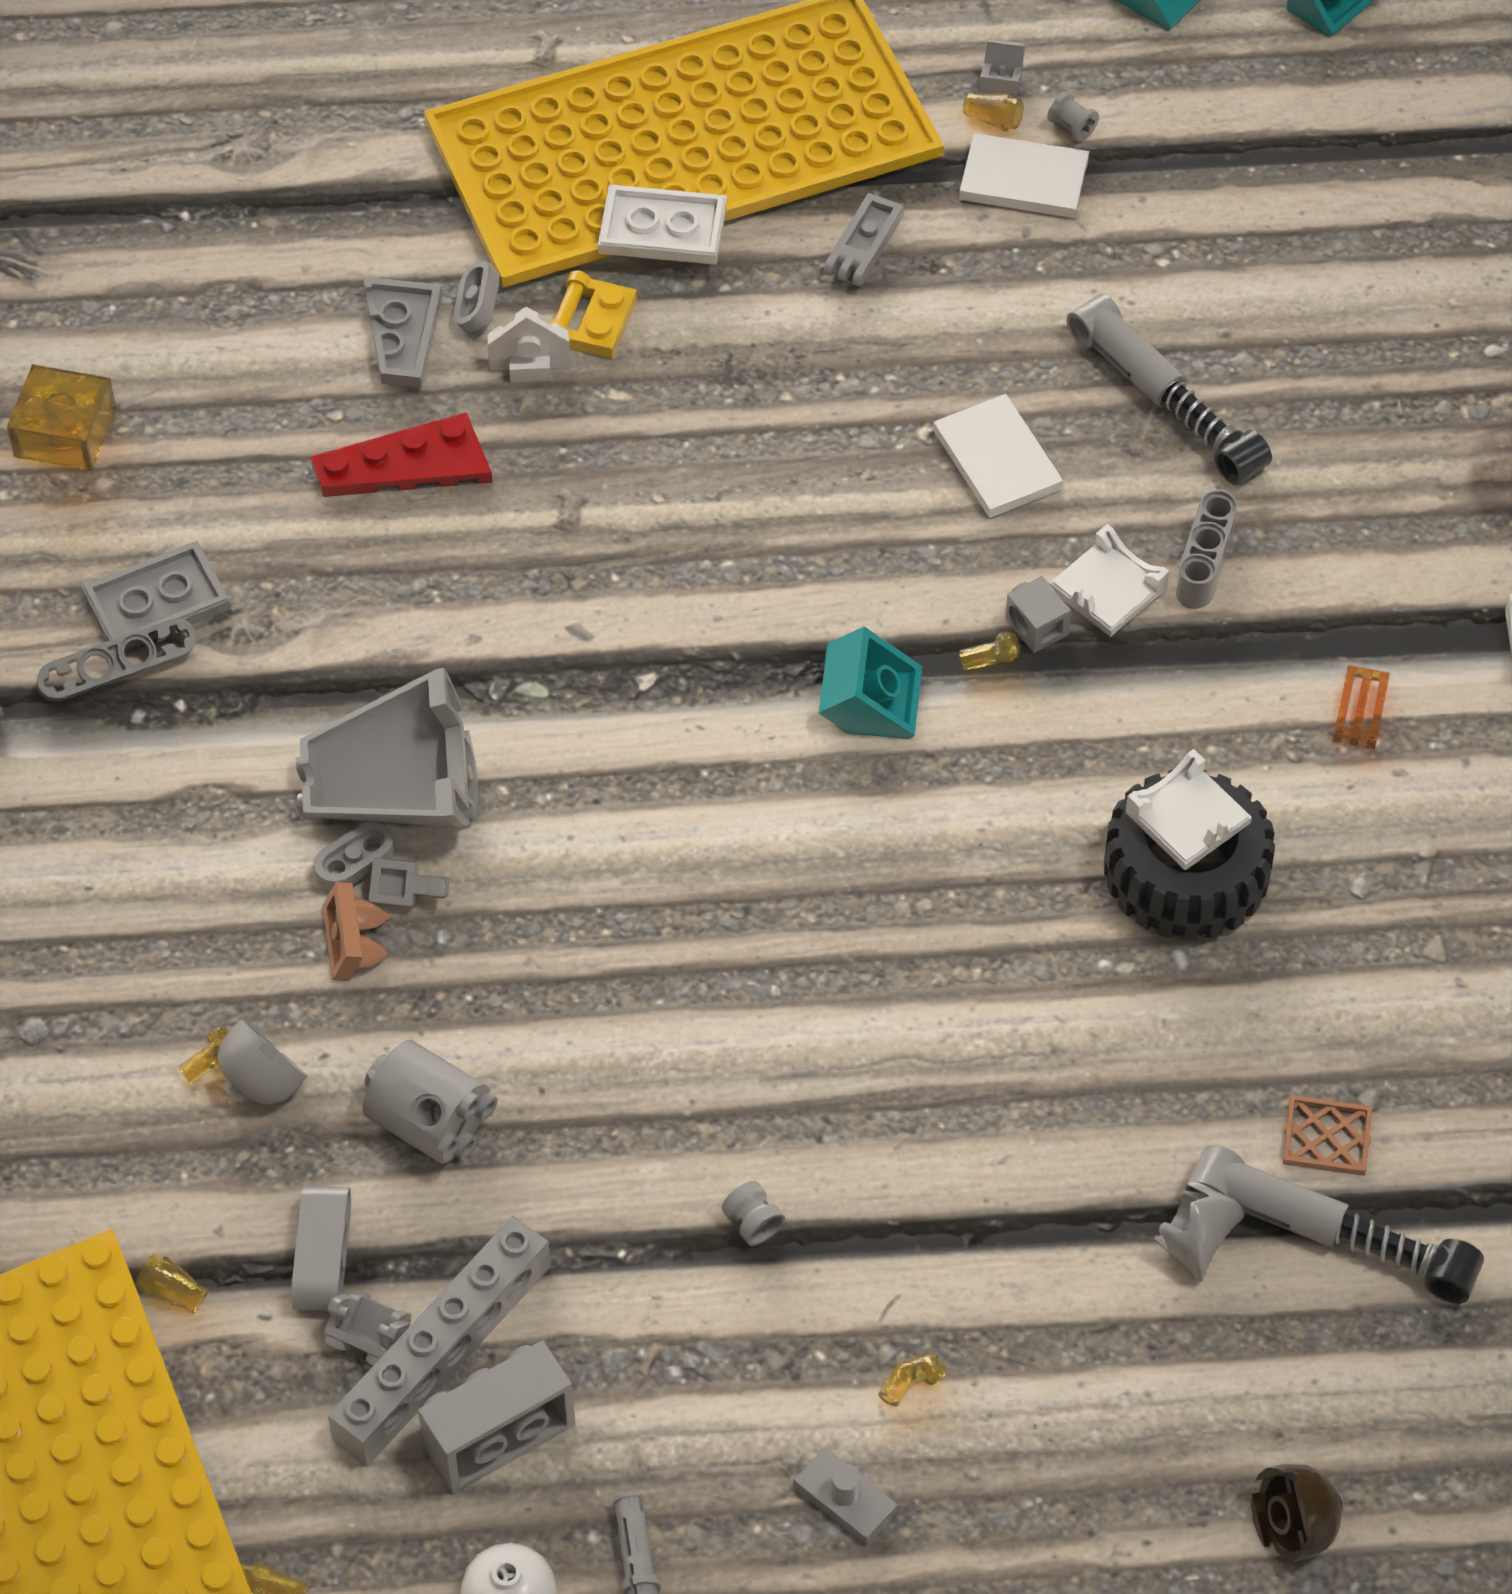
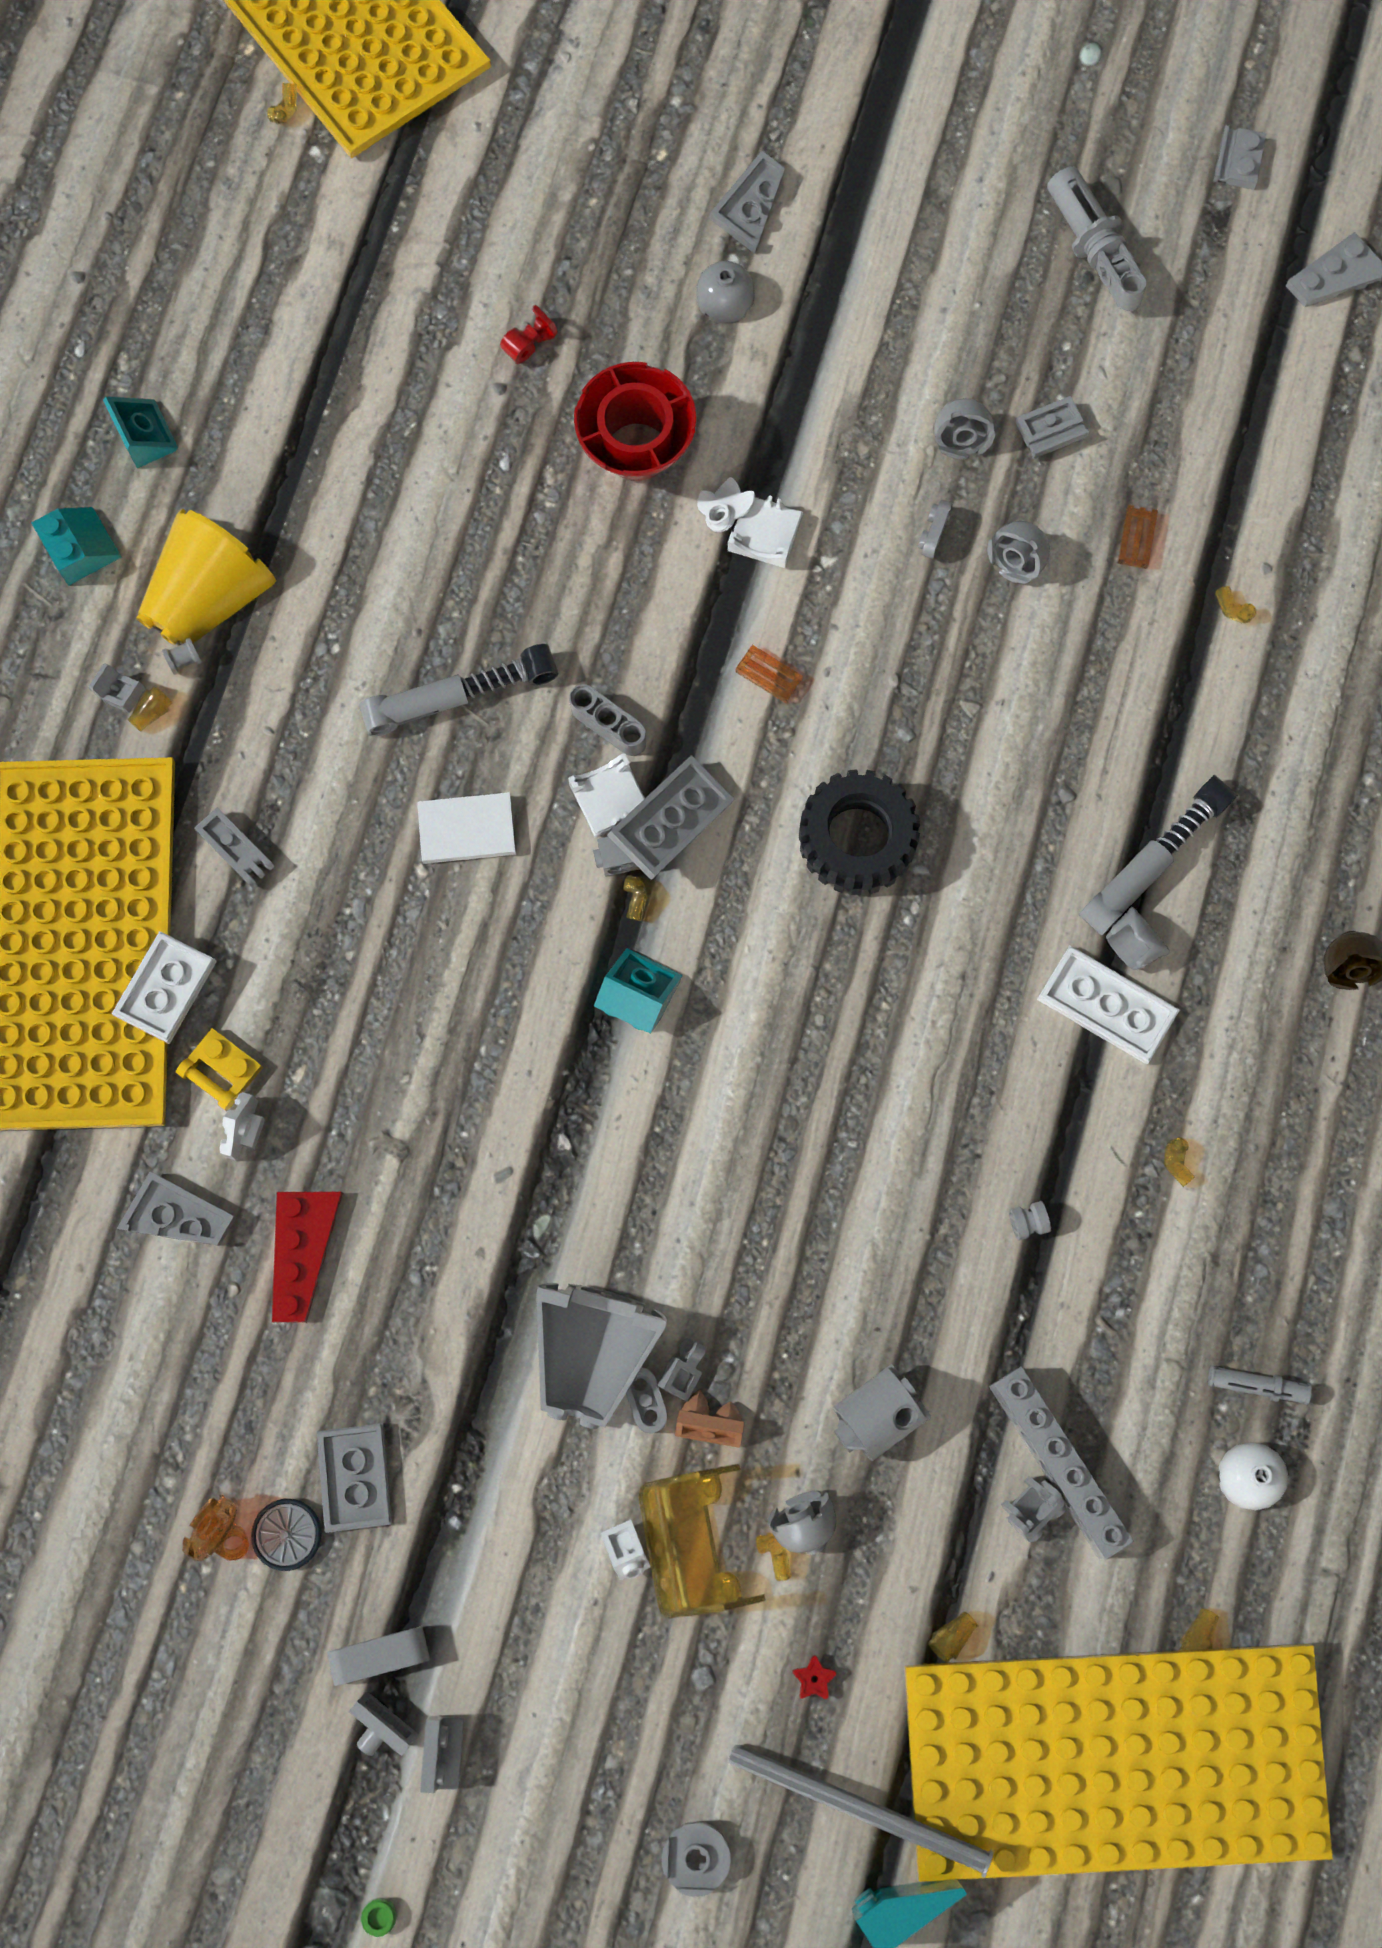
camera: 70 degrees left, 20 degrees up
(45, 474) = (212, 1528): none -> clear orange tile
(61, 417) = (159, 1503): clear yellow brick -> none
(67, 552) = (286, 1534): none -> light grey wheel
(68, 1157) = (805, 1674): none -> red plate
(114, 654) = (411, 1525): light grey beam -> none
(158, 889) = (625, 1550): none -> white bracket
(196, 950) = (684, 1547): none -> clear yellow windscreen
(320, 1247) = (960, 1522): light grey beam -> none
(476, 297) = (172, 1151): light grey plate -> none
(497, 1416) = (1137, 1444): light grey brick -> none
(845, 1496) = (1248, 1234): light grey tile -> none
(1024, 175) = (218, 711): white tile -> none
(1094, 1231) = (1108, 1004): none -> white tile
(1108, 644) = (670, 817): none -> light grey plate
(1171, 102) = (200, 580): none -> yellow cone
(1187, 812) = (851, 820): white piece -> none
(1321, 1162) = (1096, 810): nougat window -> none

